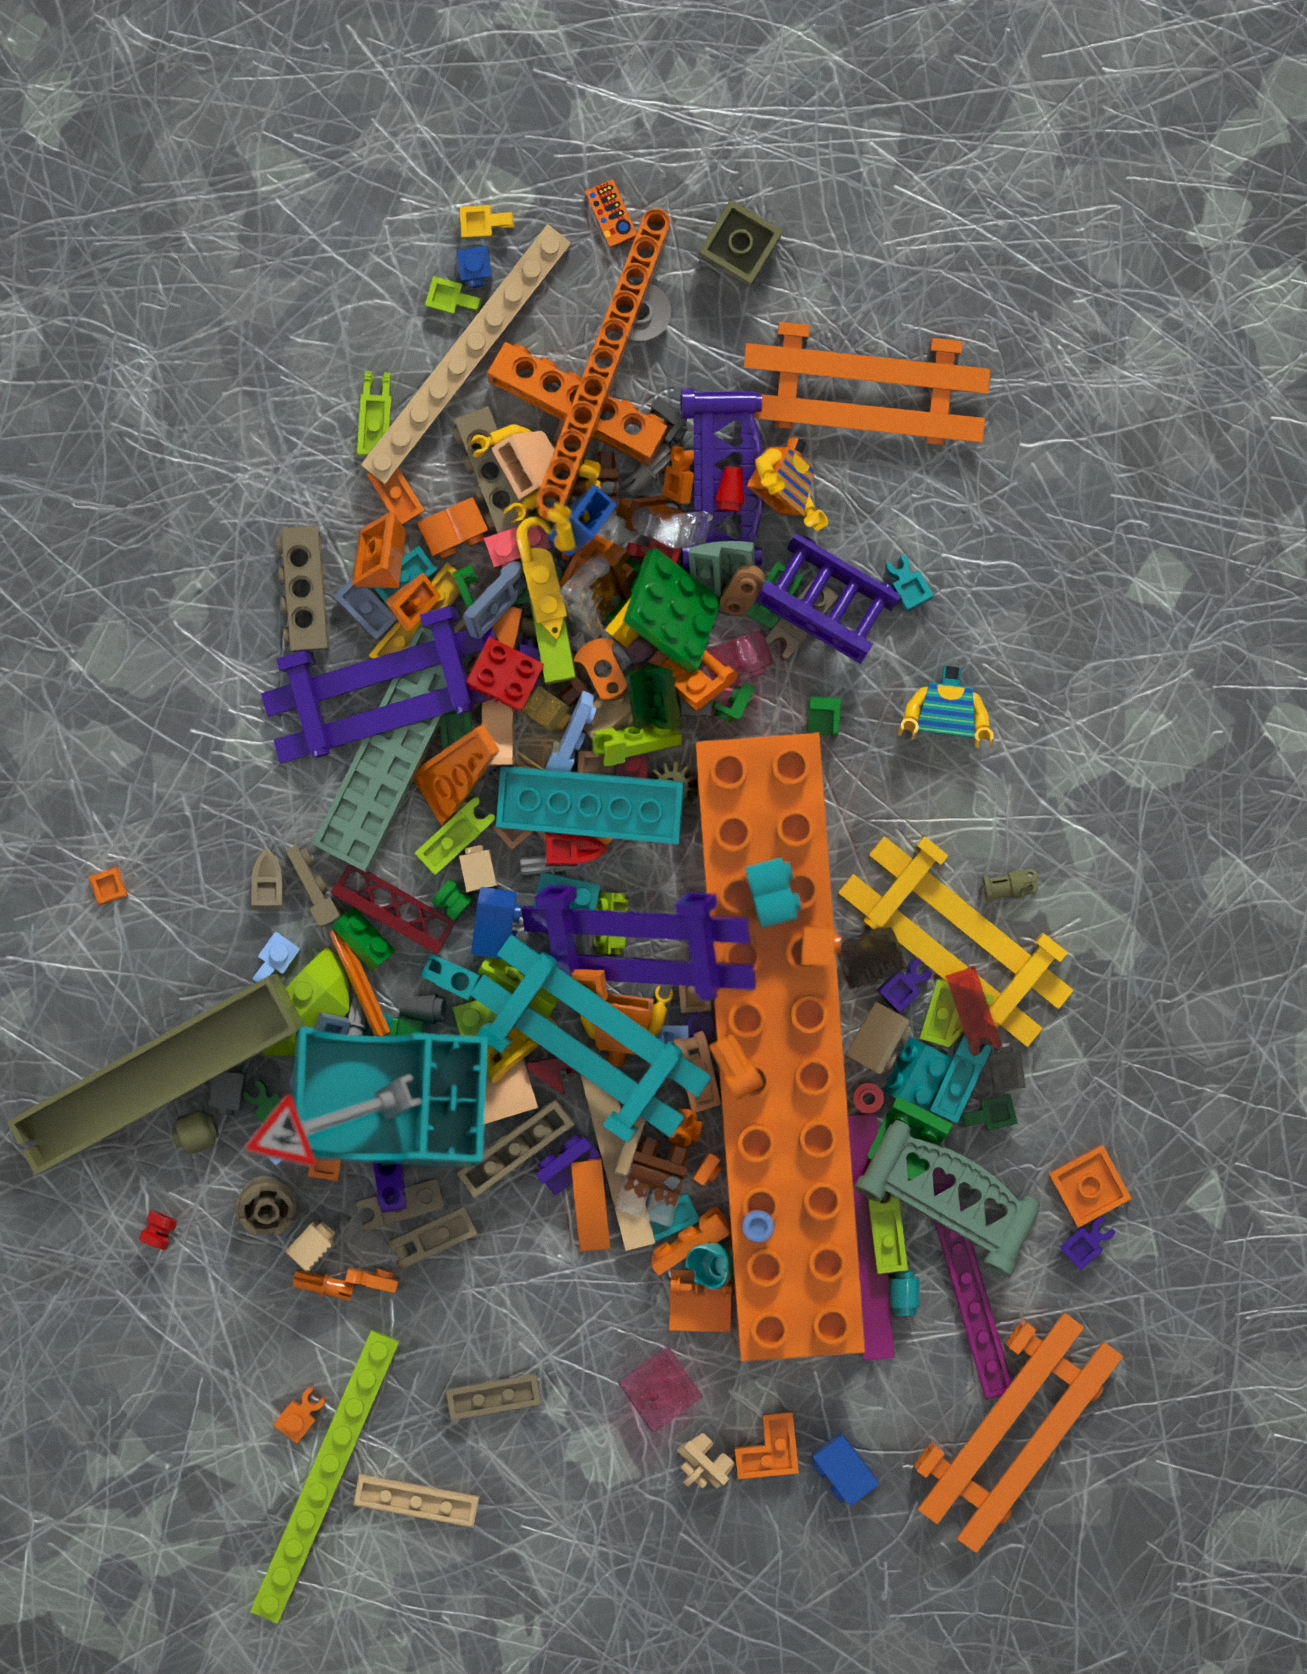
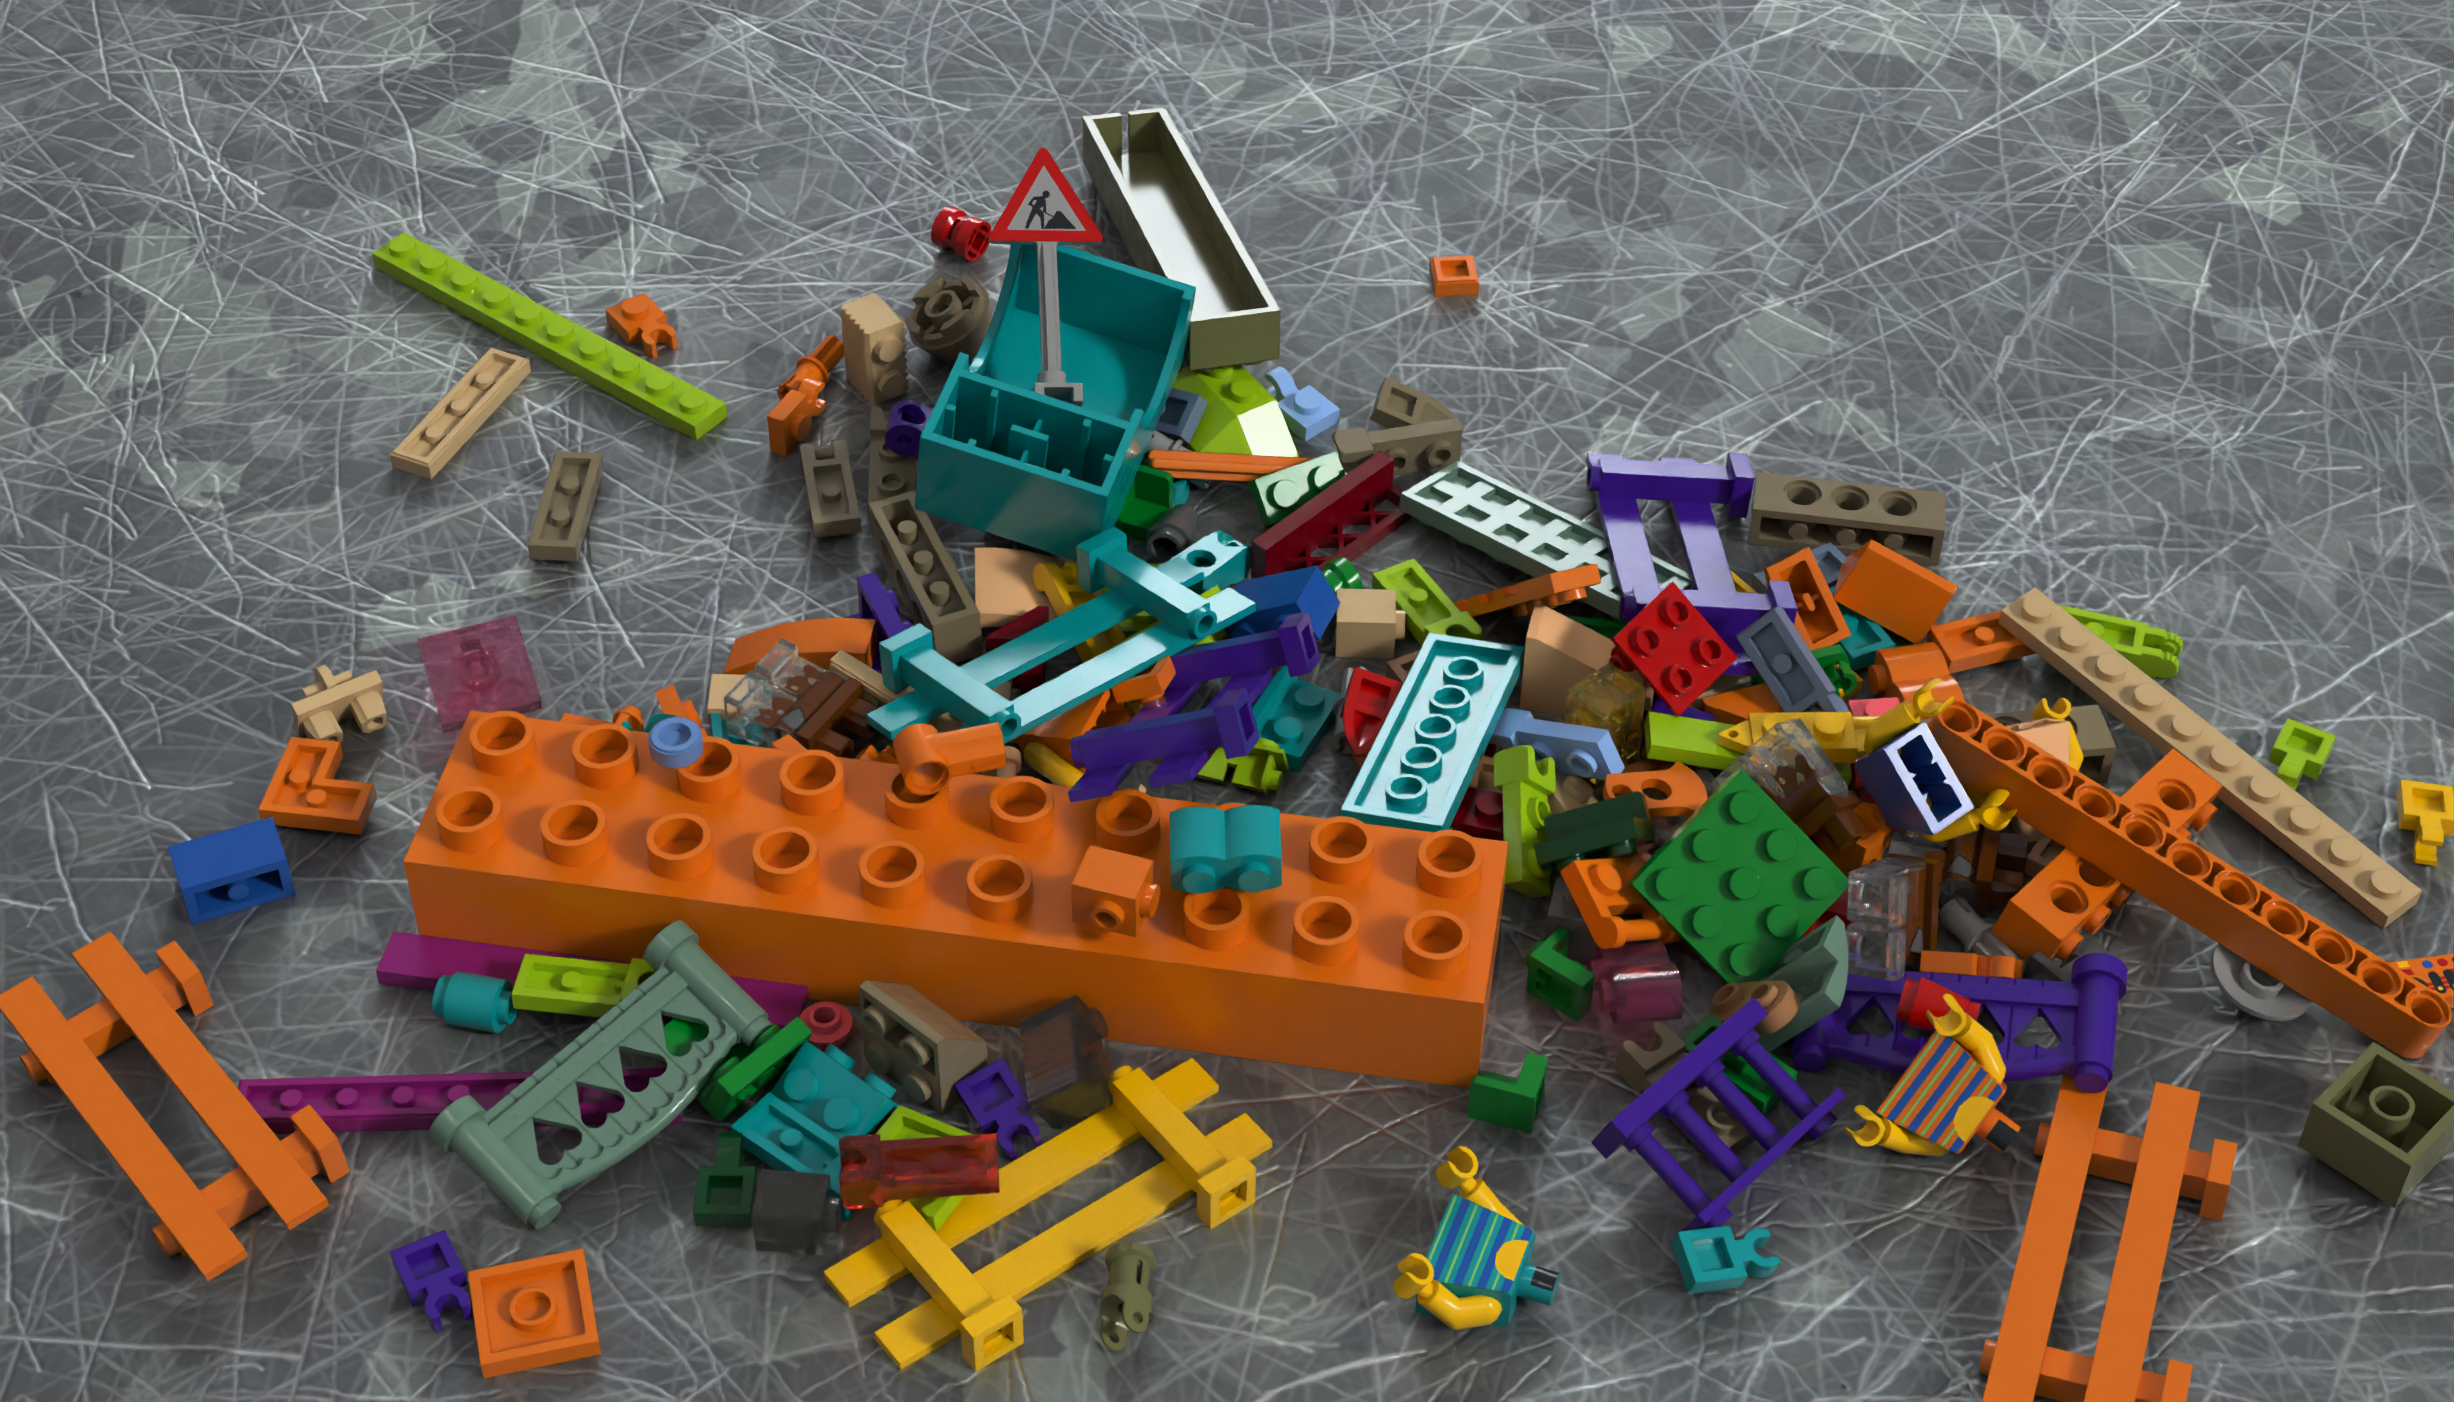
camera: 105 degrees right, 45 degrees down
(474, 266) = (2351, 785): blue brick -> none

